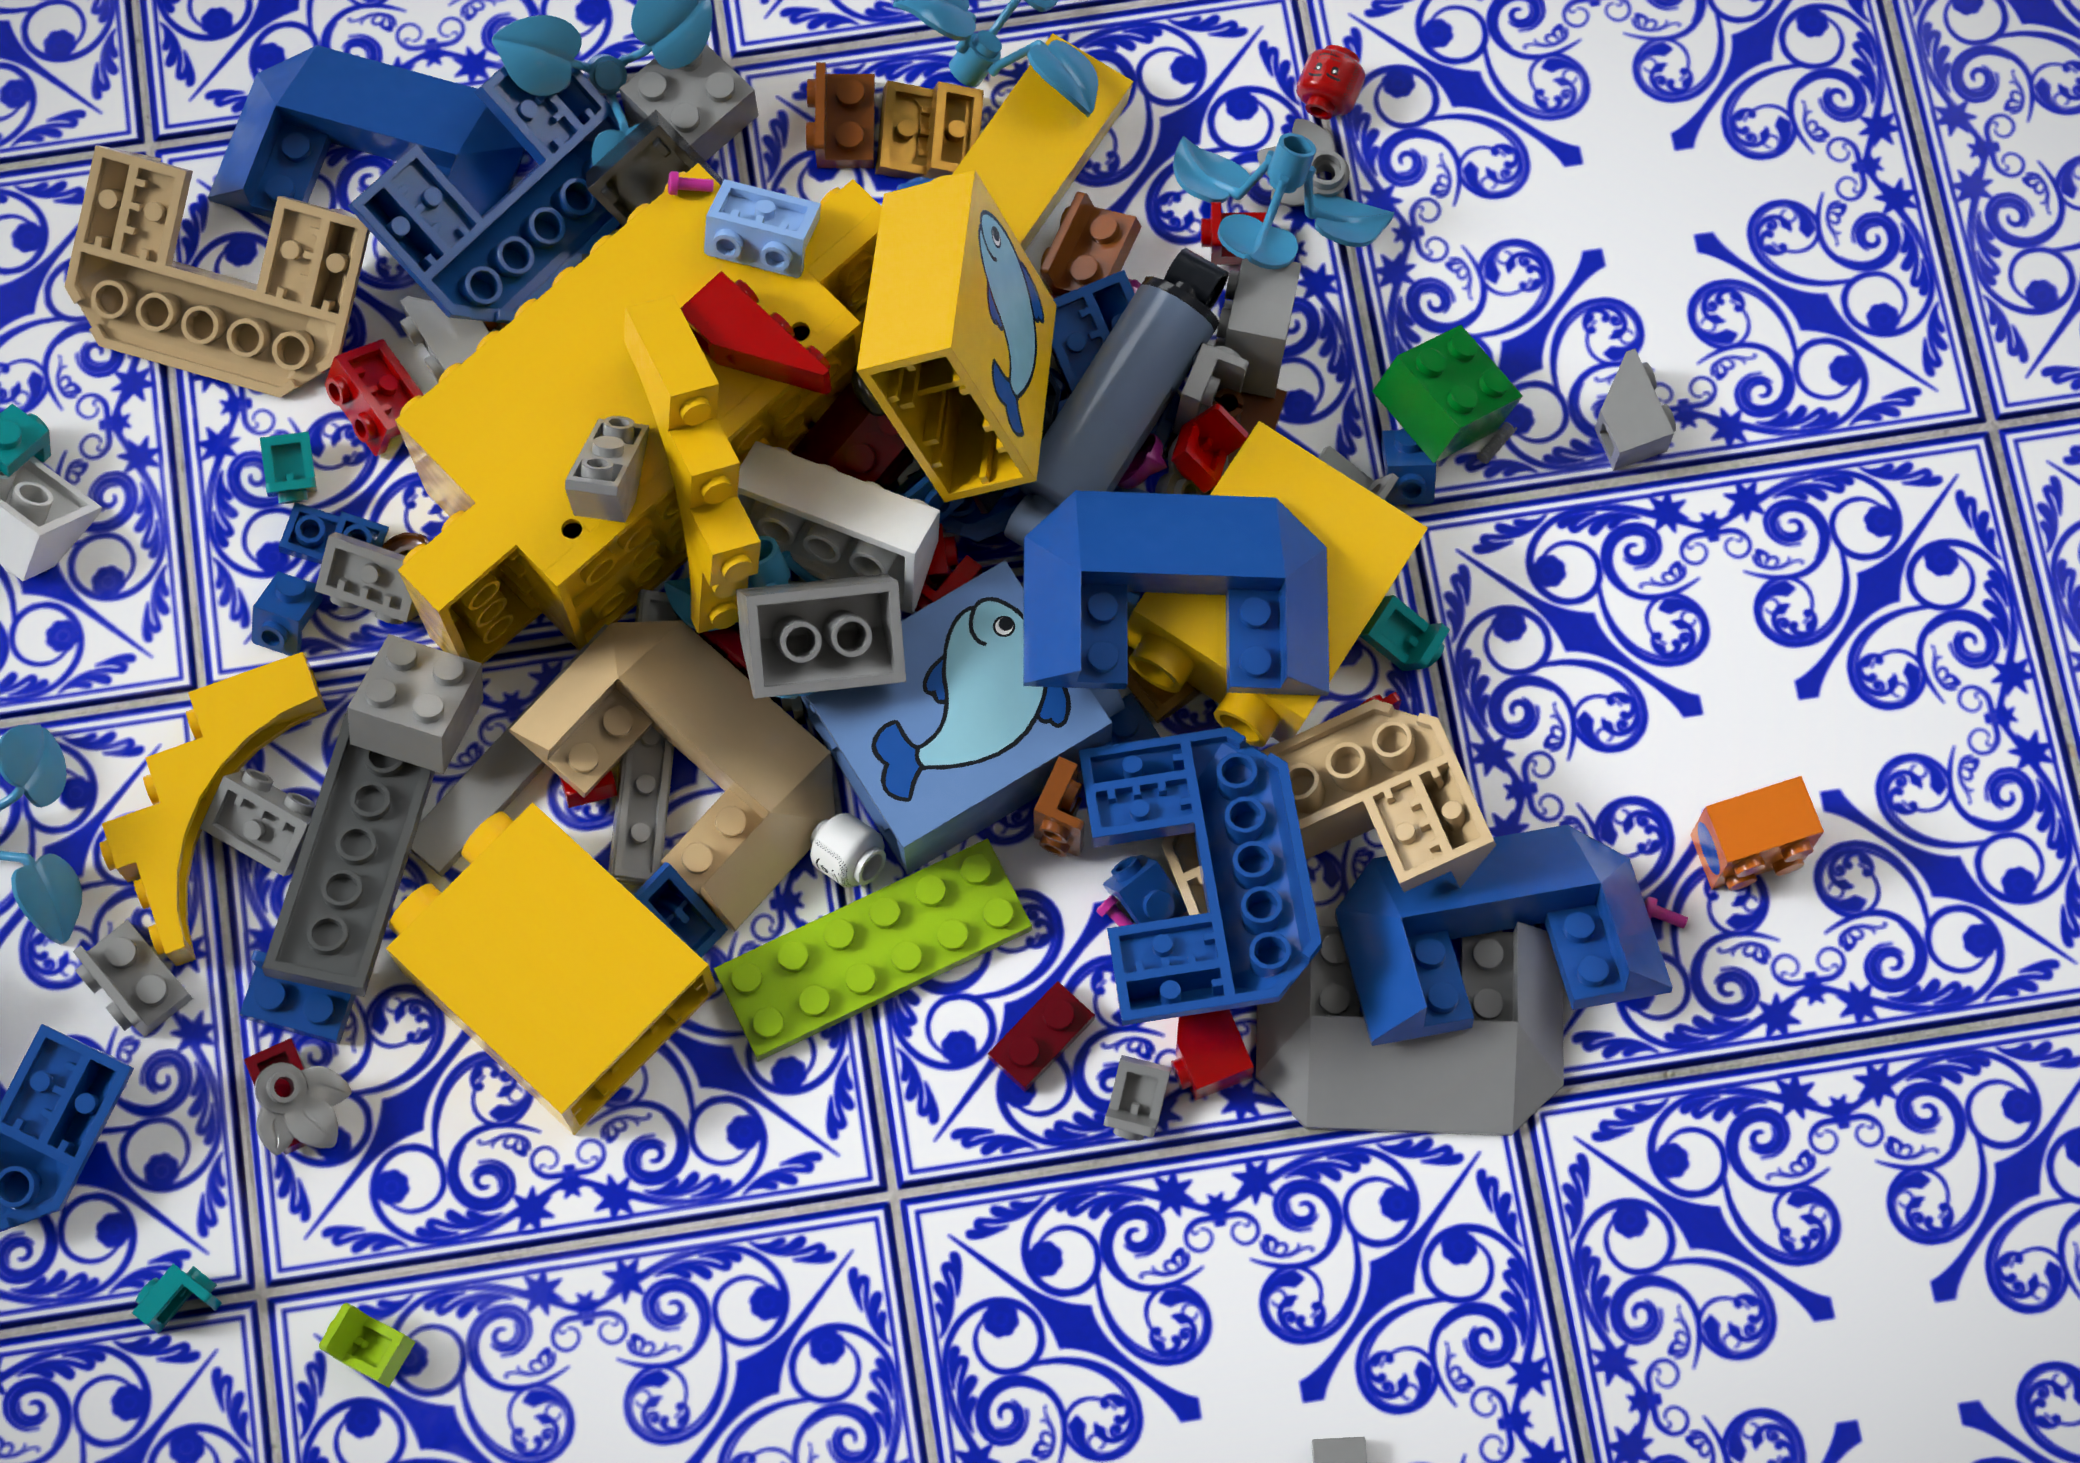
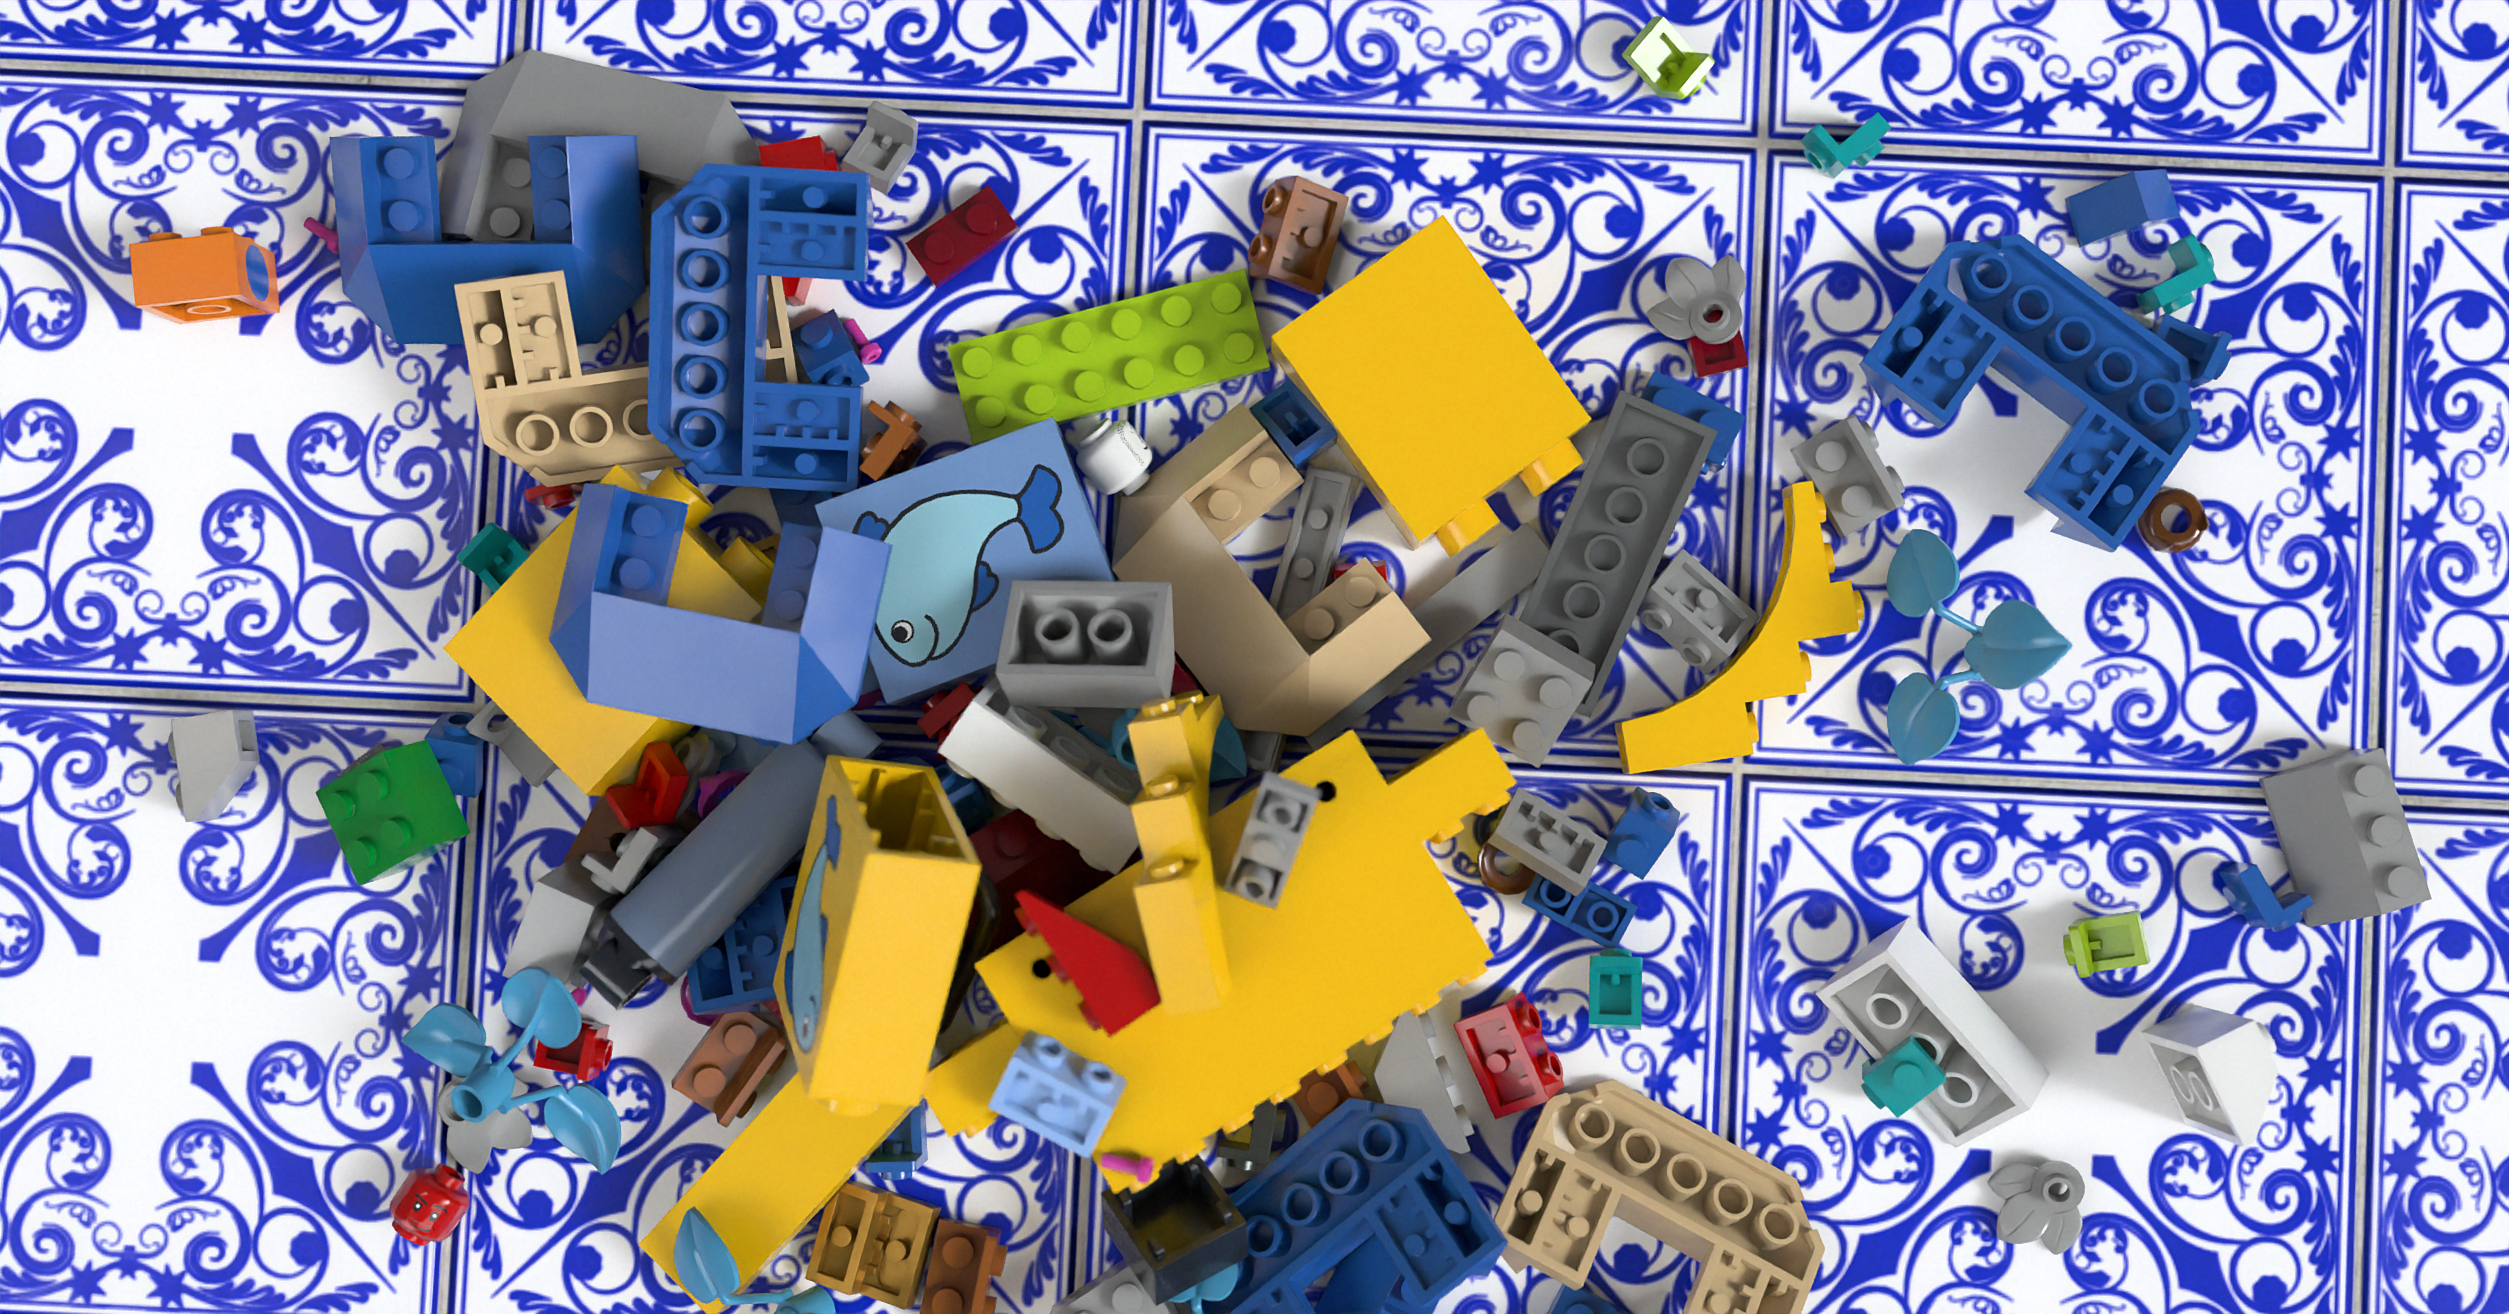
camera: 160 degrees left, 15 degrees up
(710, 1099) = (1297, 234): none -> dark orange bracket

